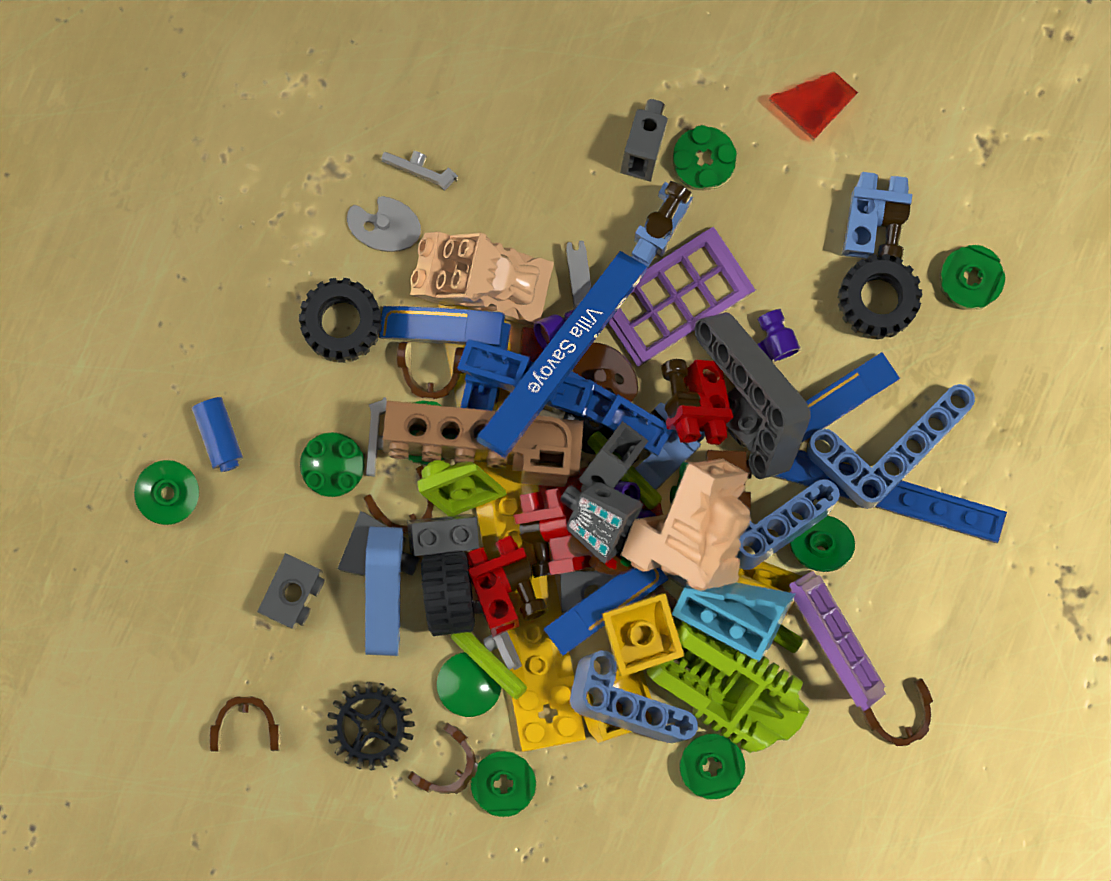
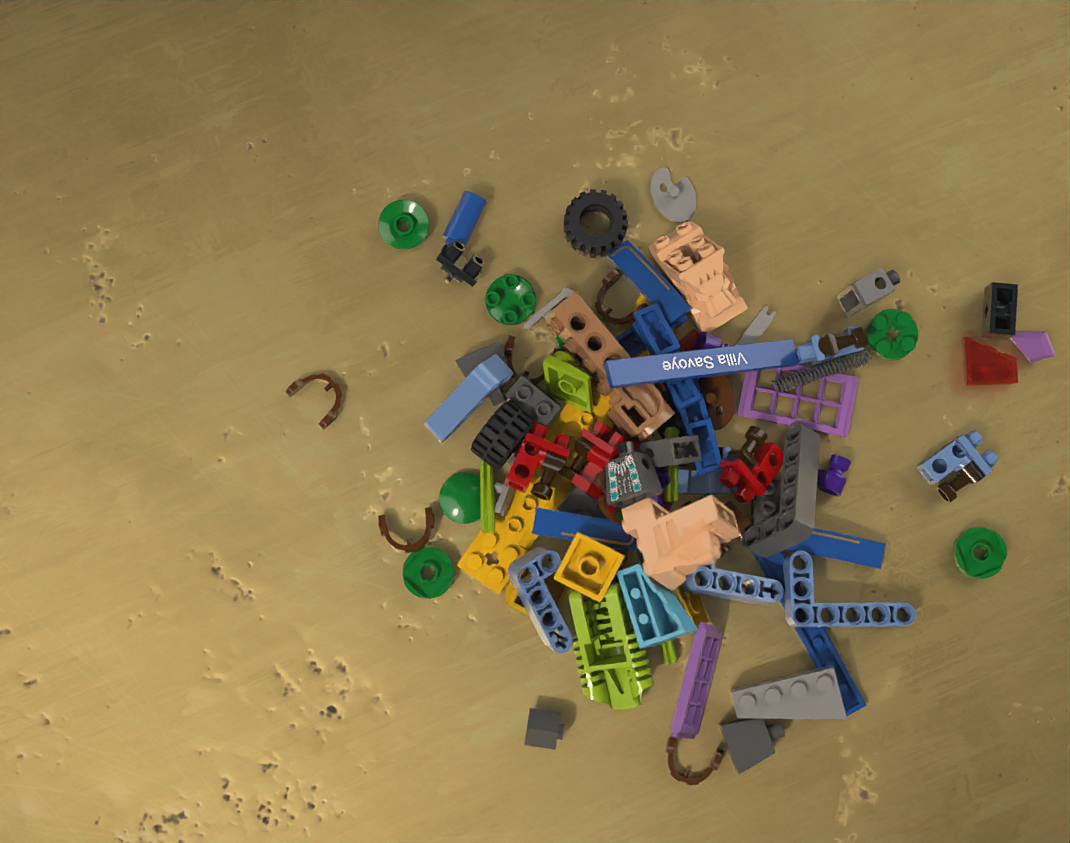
camera: 45 degrees right, 0 degrees up
(254, 481) = (457, 266): none -> black hips
(291, 572) = (402, 344): dark grey brick -> none
(355, 749) = (372, 469): black gear -> none
(416, 168) = (722, 180): light grey piece -> none
(676, 241) = (823, 372): none -> dark grey piece
(722, 751) = (557, 695): green plate -> none
(745, 818) = (543, 729): none -> dark grey brick
(778, 44) = (999, 311): none -> black brick
(832, 536) = (752, 620): green dish -> none
(836, 45) = (1033, 345): none -> medium lavender piece
(896, 275) = (936, 507): black tyre -> none
(936, 567) = (794, 696): none -> light grey wedge
(936, 646) = (750, 741): none -> dark grey torso

